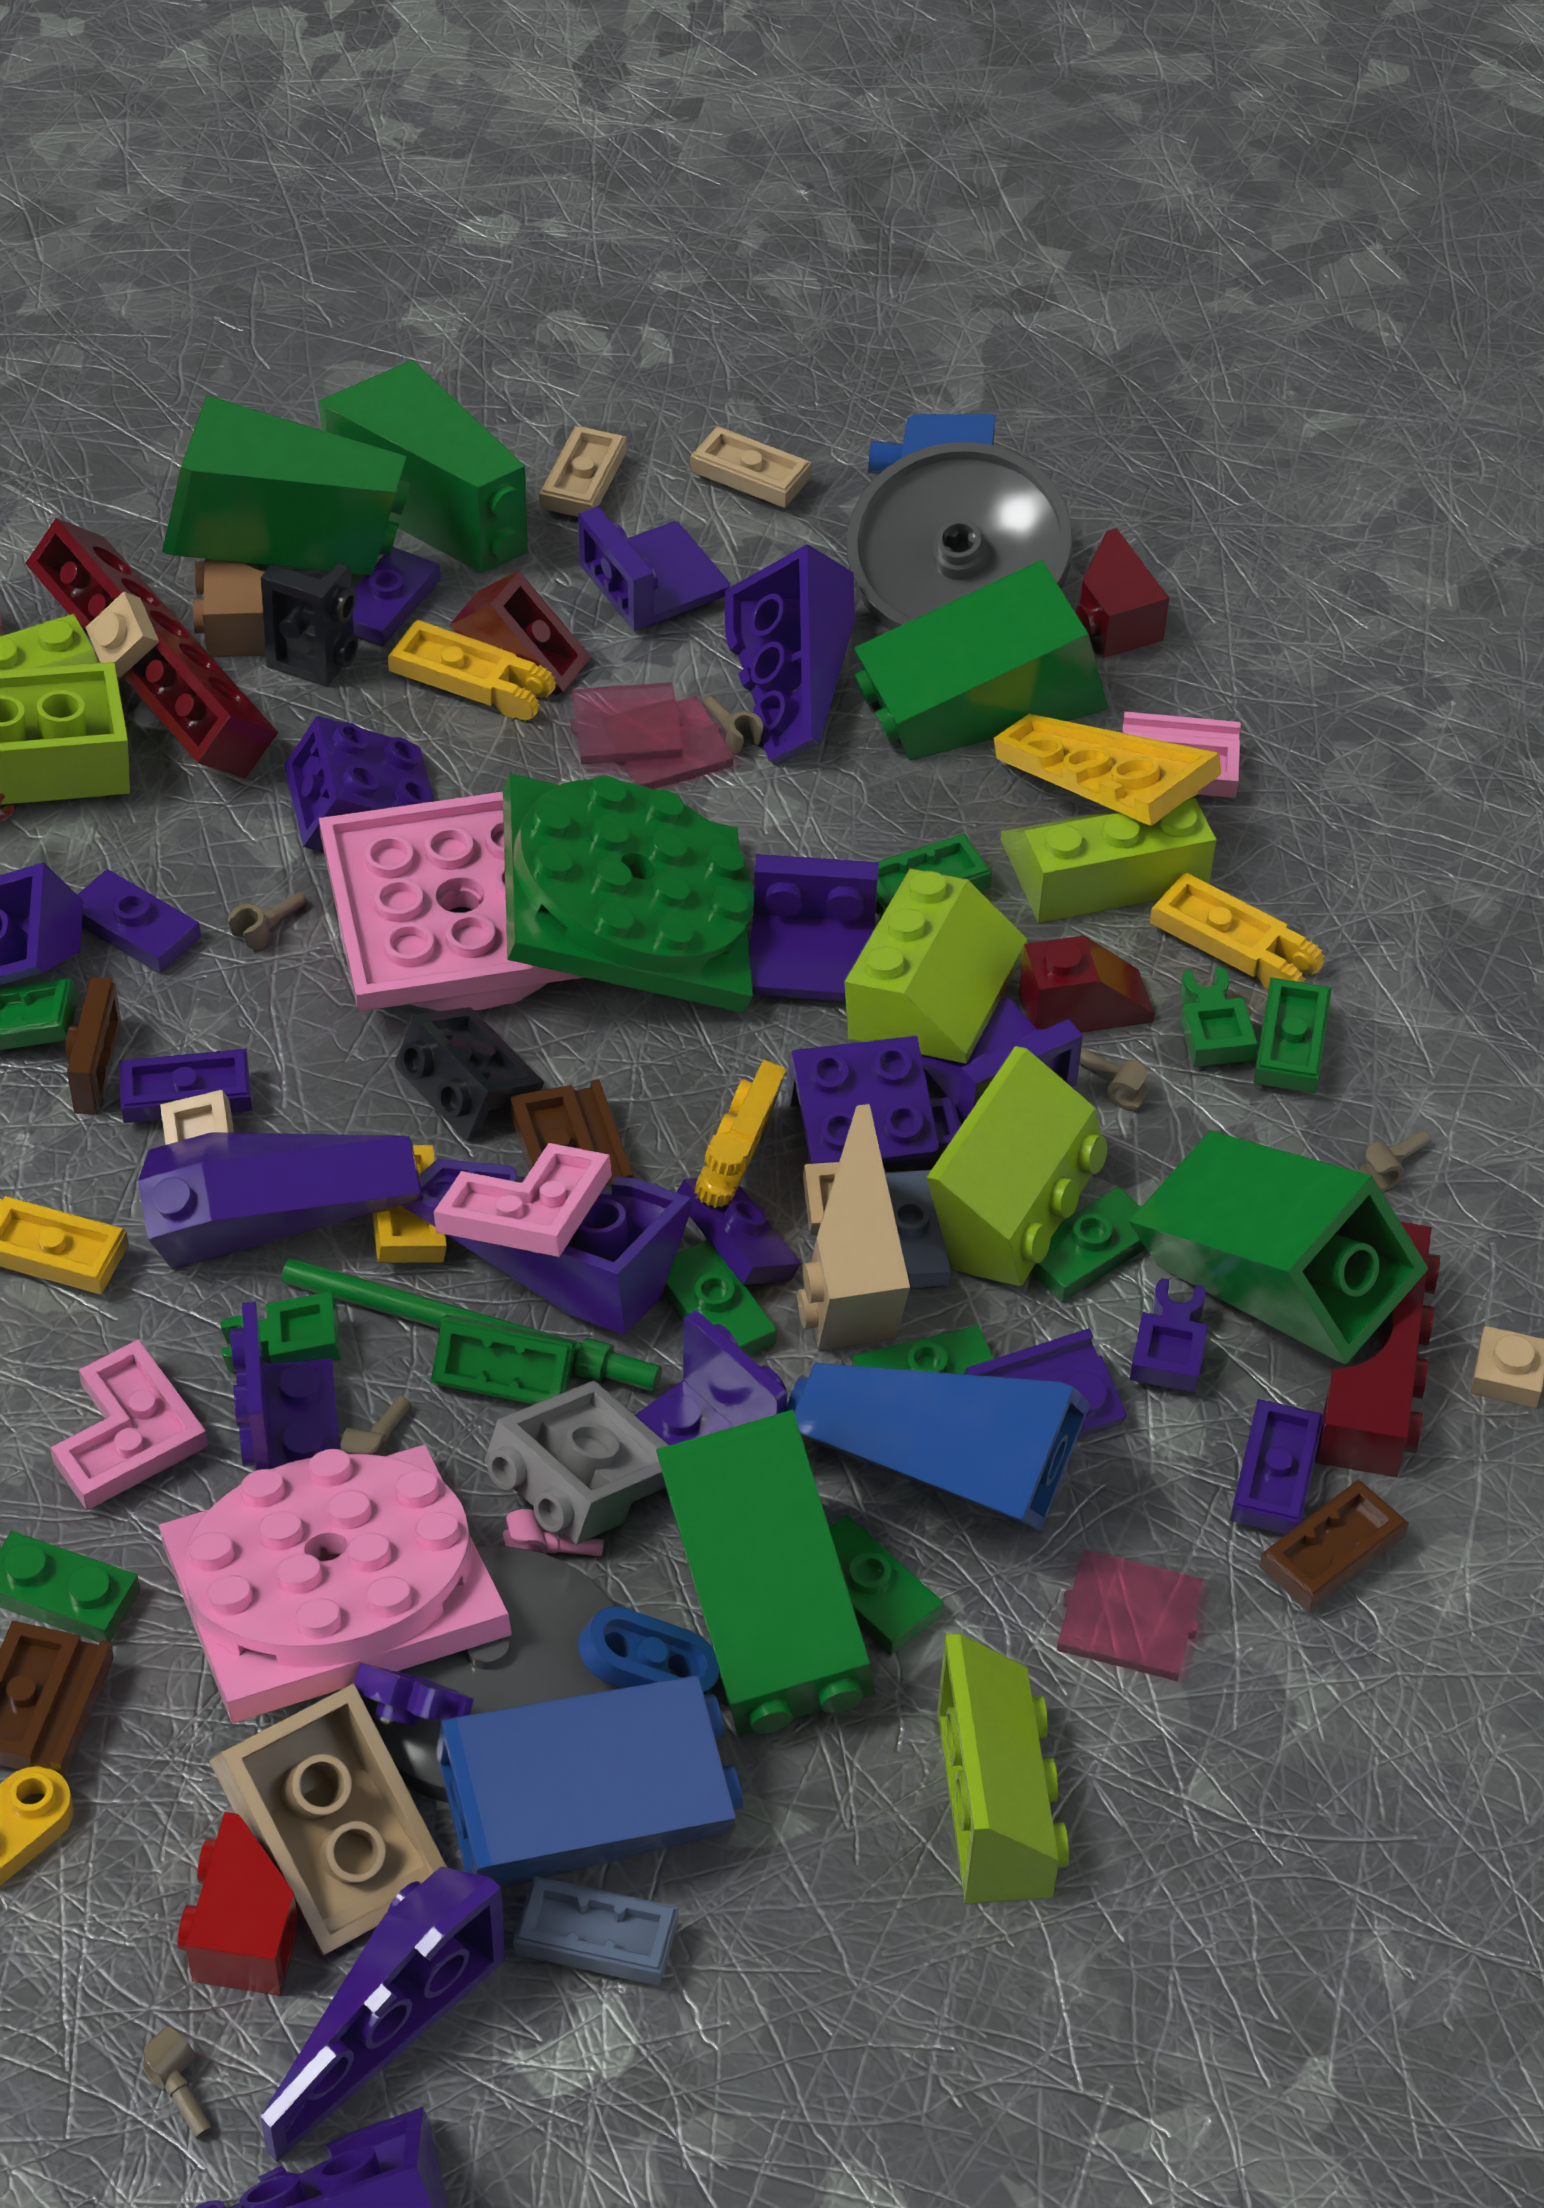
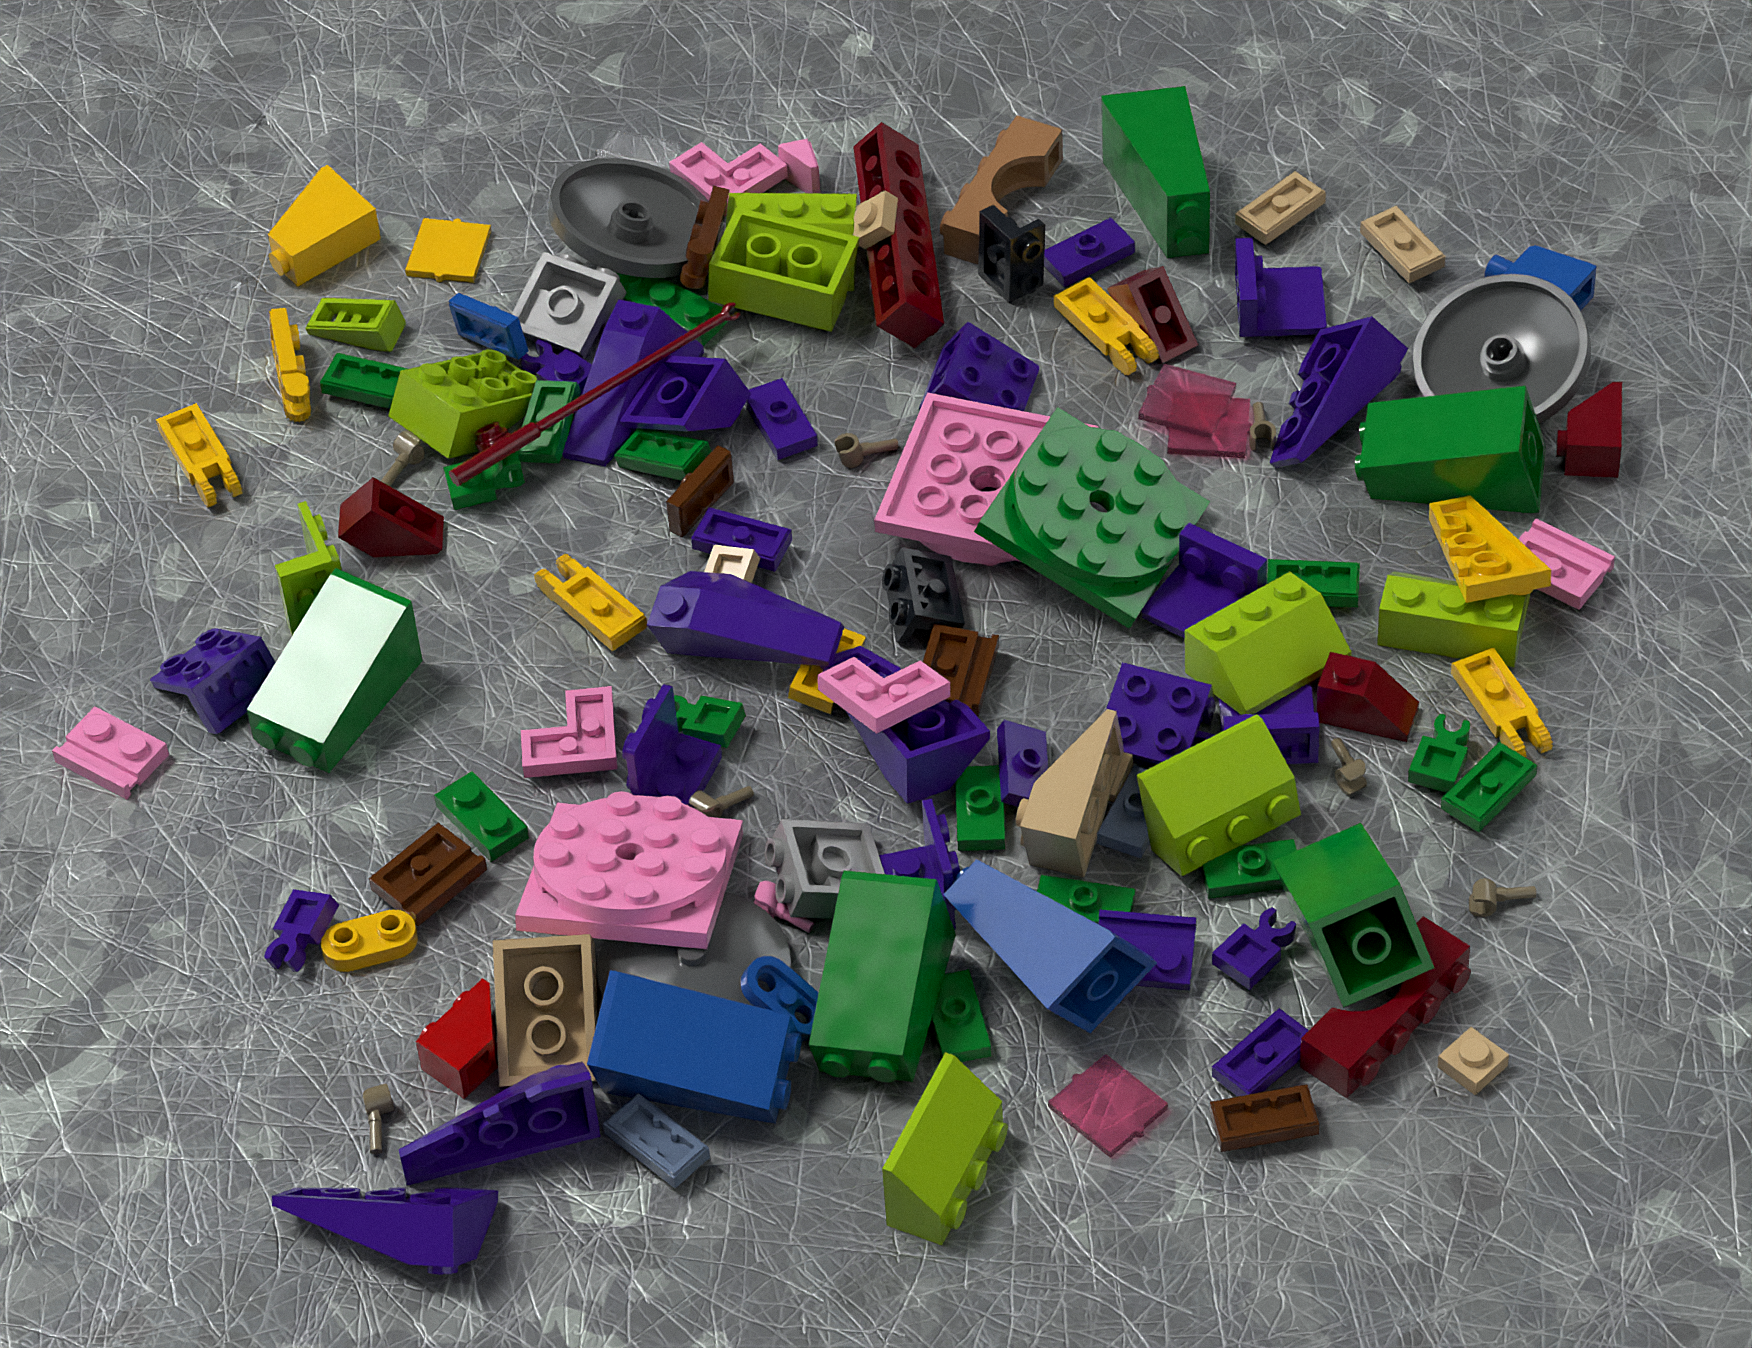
camera: 35 degrees right, 0 degrees up
(283, 494) = (1032, 155): green slope -> none
(409, 1696) = (619, 954): dark purple plate -> none
(502, 1360) = (820, 787): green plate -> none
(592, 1358) = (876, 808): green bar -> none
(739, 1135) = (1059, 706): yellow hinge -> none

